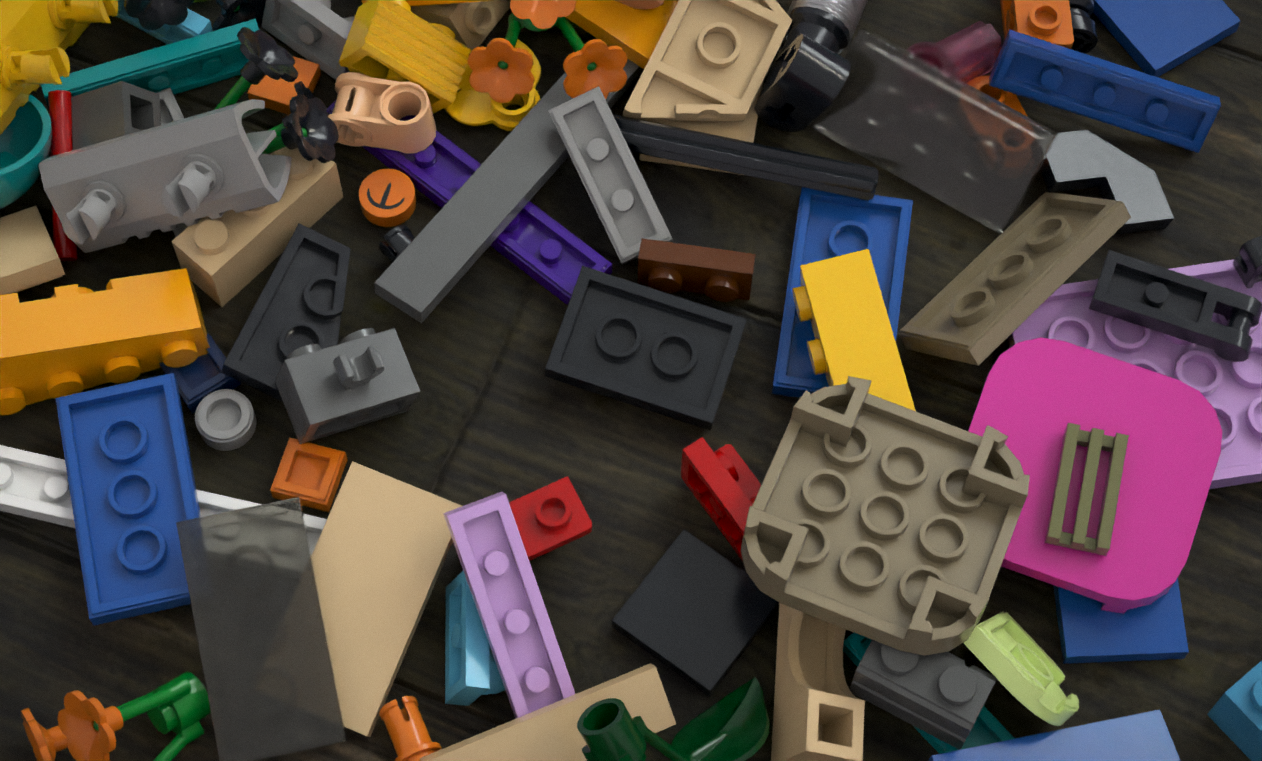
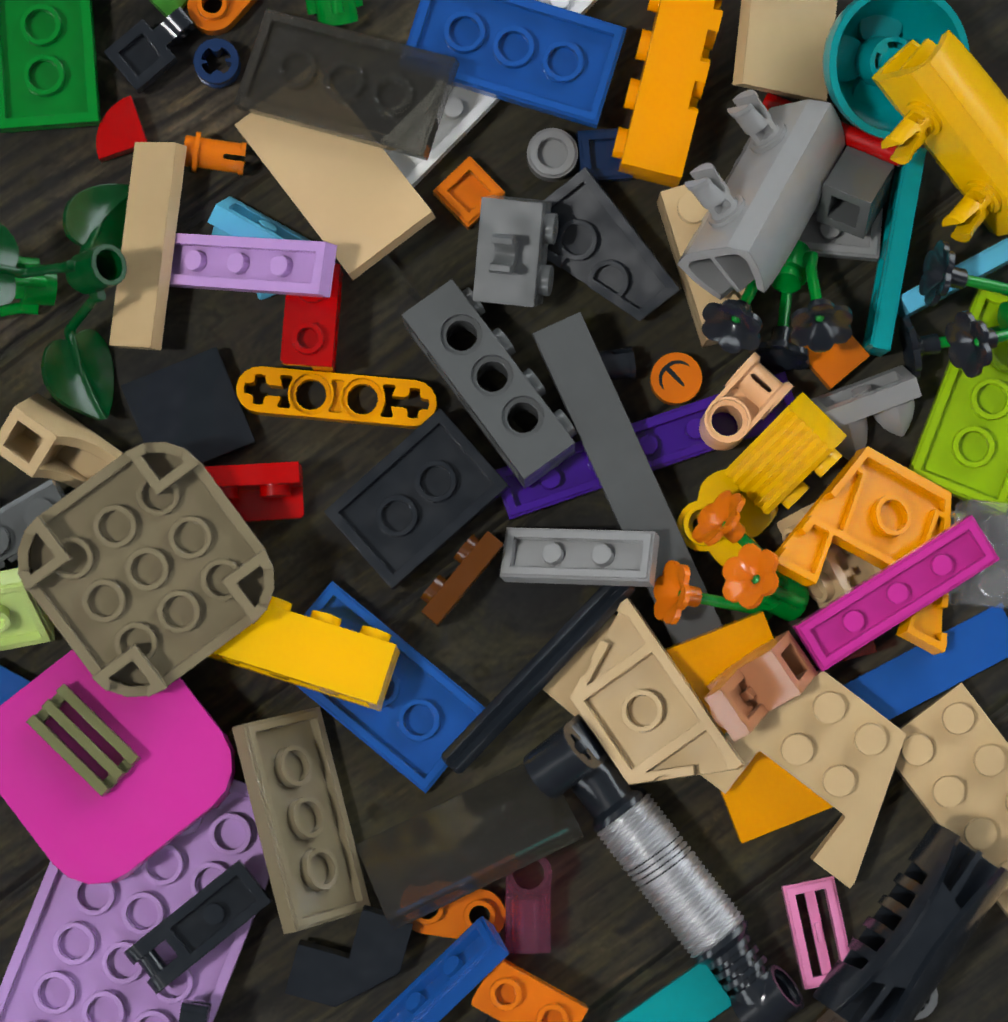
camera: 115 degrees right, 20 degrees up
(471, 422) = (526, 454): none -> dark grey brick
(594, 480) = (337, 392): none -> light orange beam

